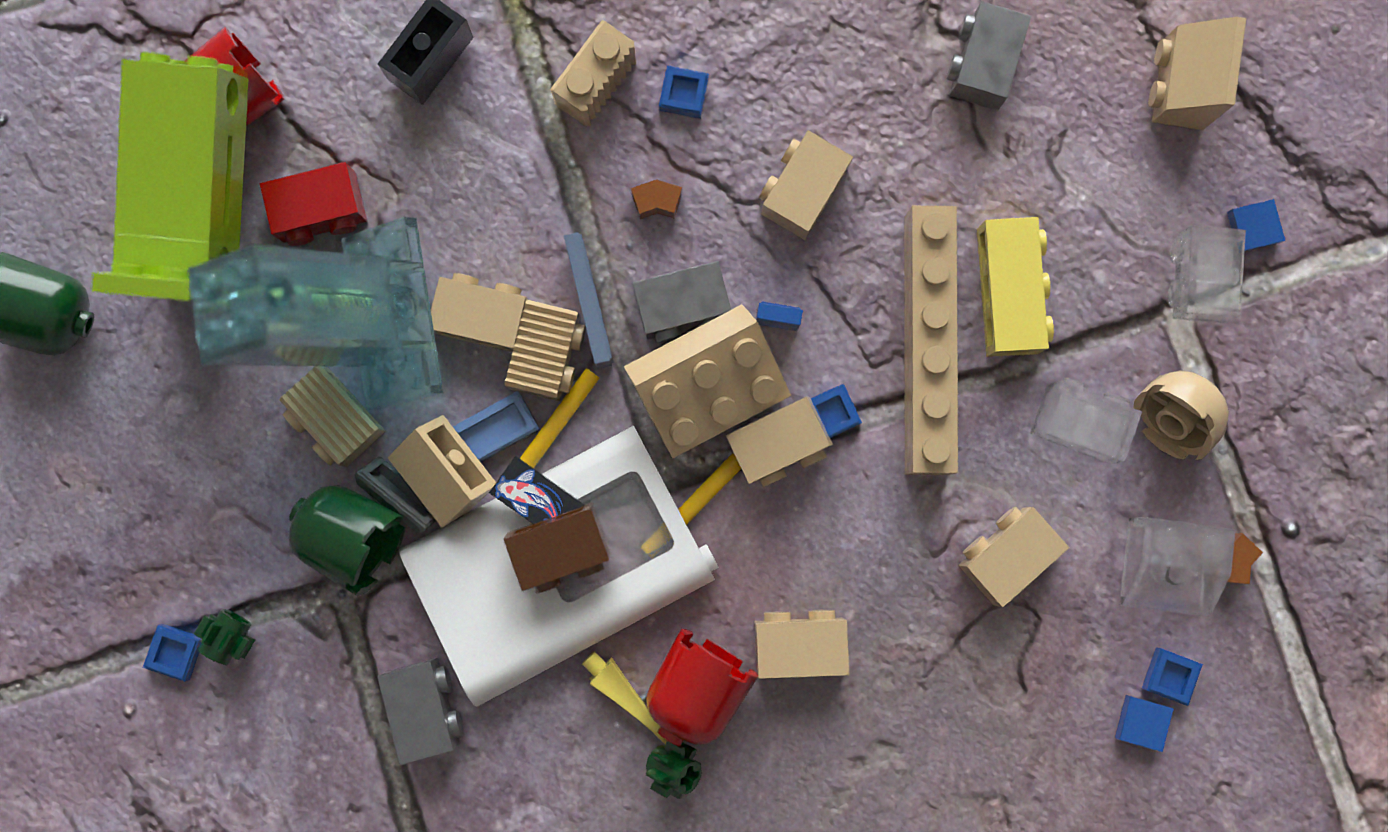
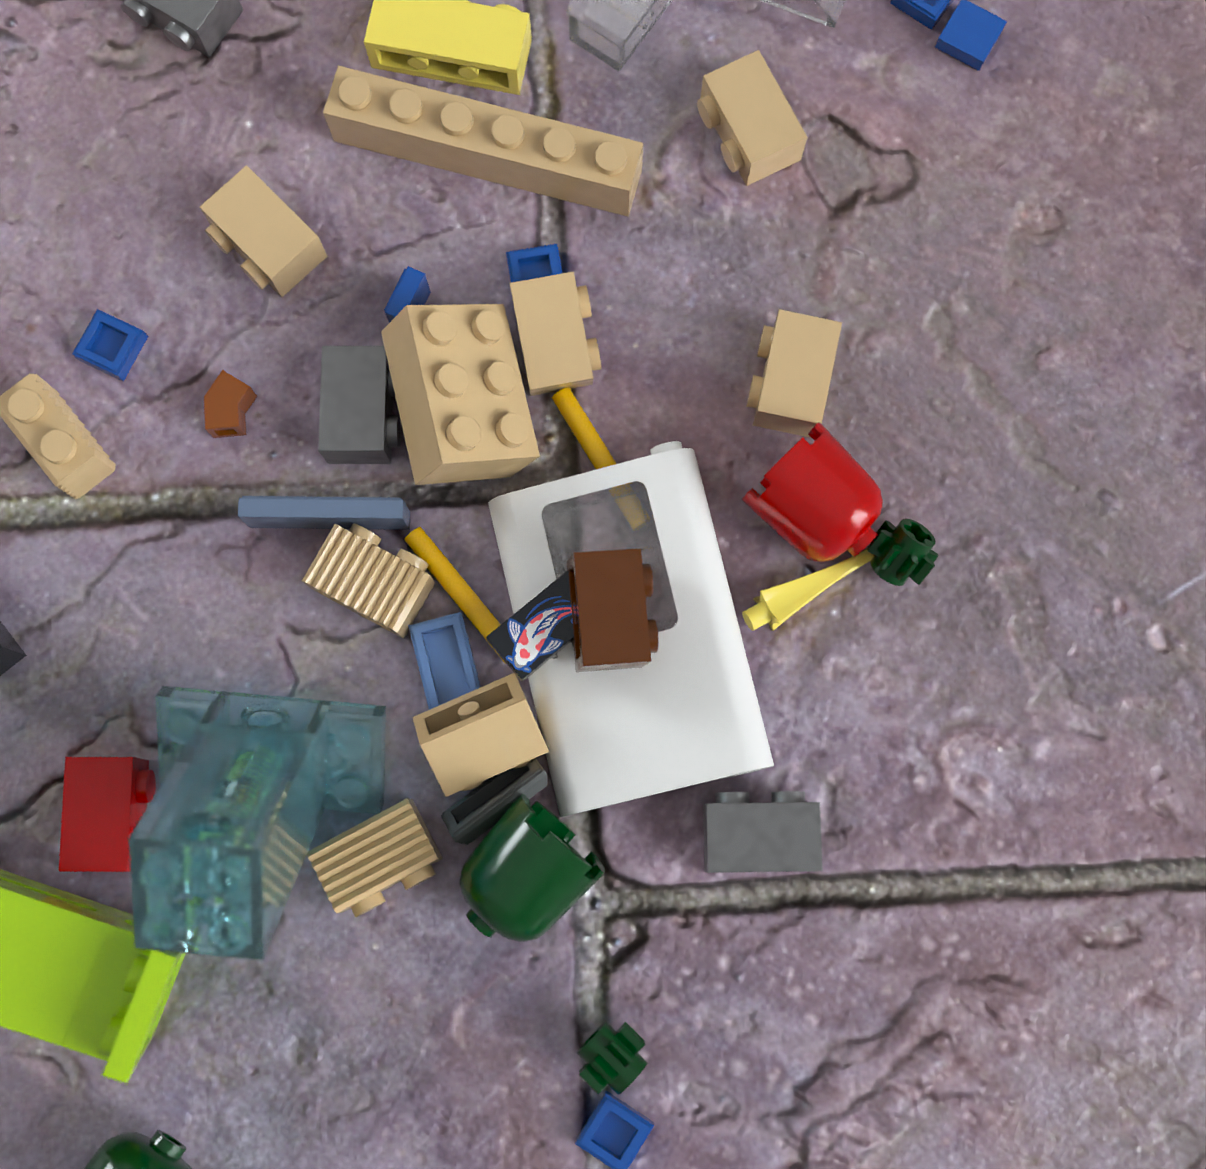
camera: 70 degrees left, 5 degrees down
(477, 312) = (302, 643): tan brick -> none

